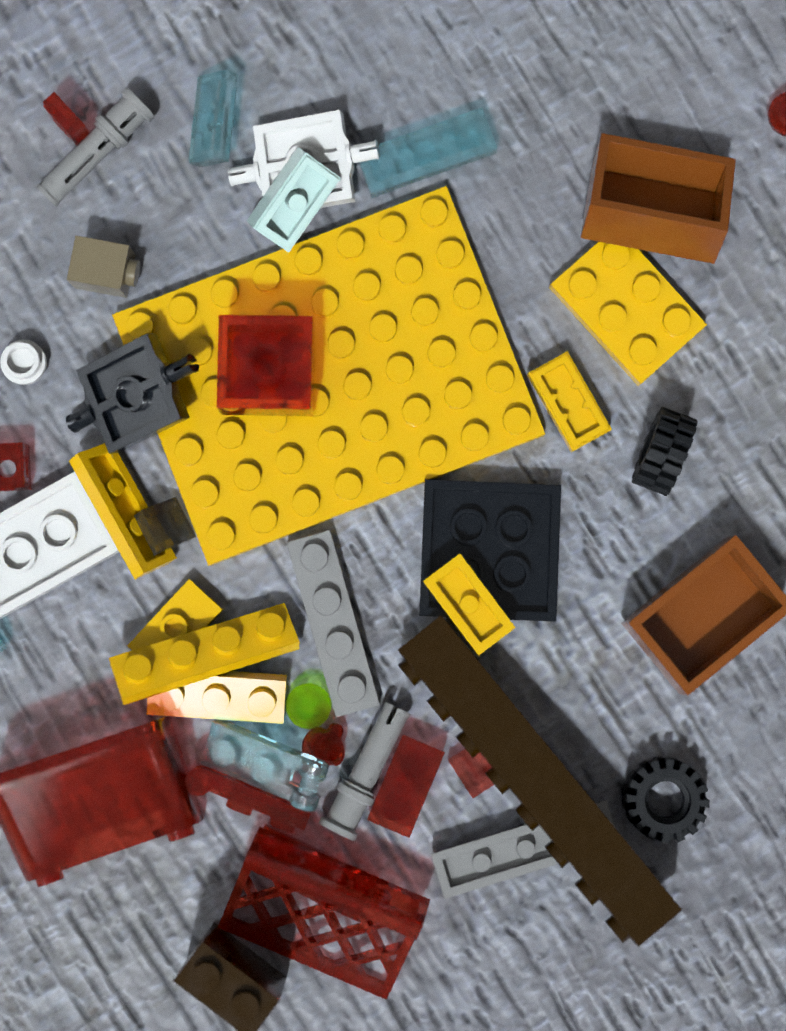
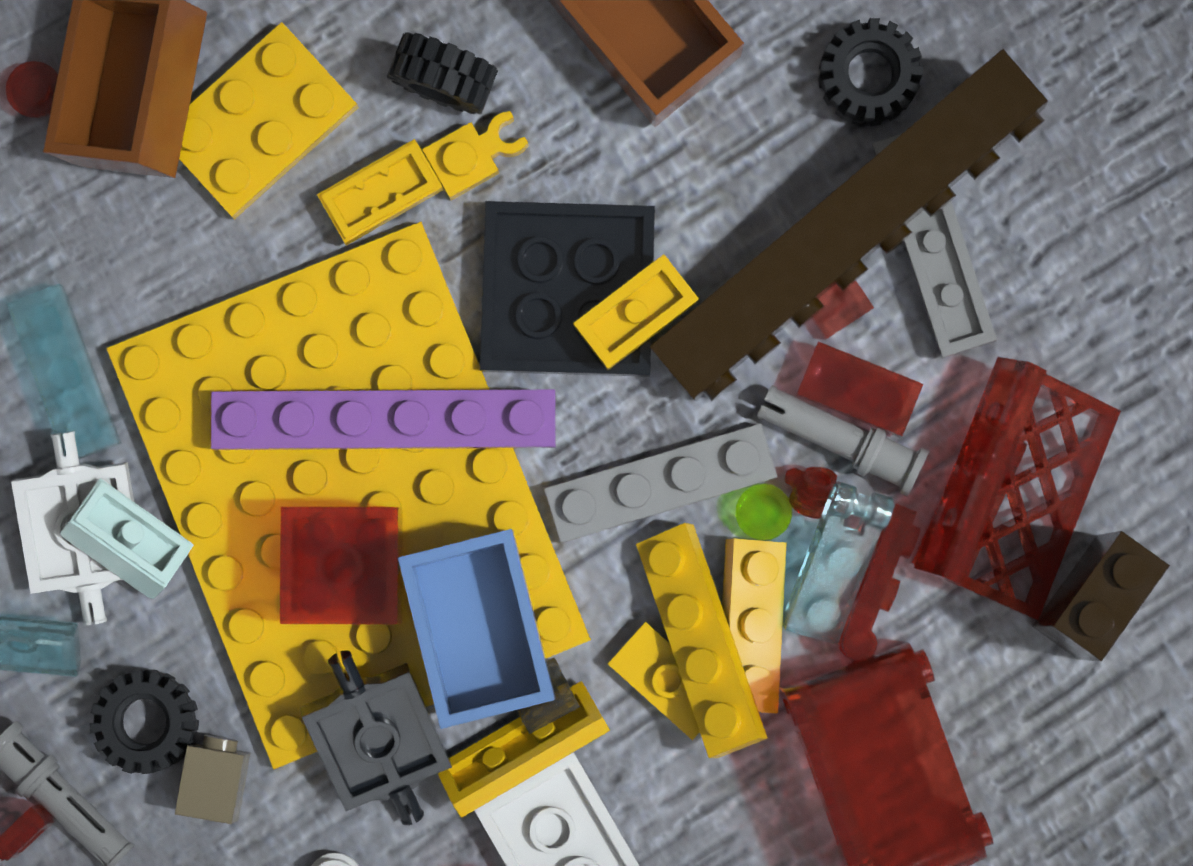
camera: 90 degrees left, 0 degrees up
(146, 188) = (110, 730): none -> black tyre
(213, 472) = (476, 628): none -> medium blue piece
(385, 402) = (383, 419): none -> medium lavender plate
(596, 471) = (466, 159): none -> yellow plate
(653, 126) = (32, 89): none -> clear red plate

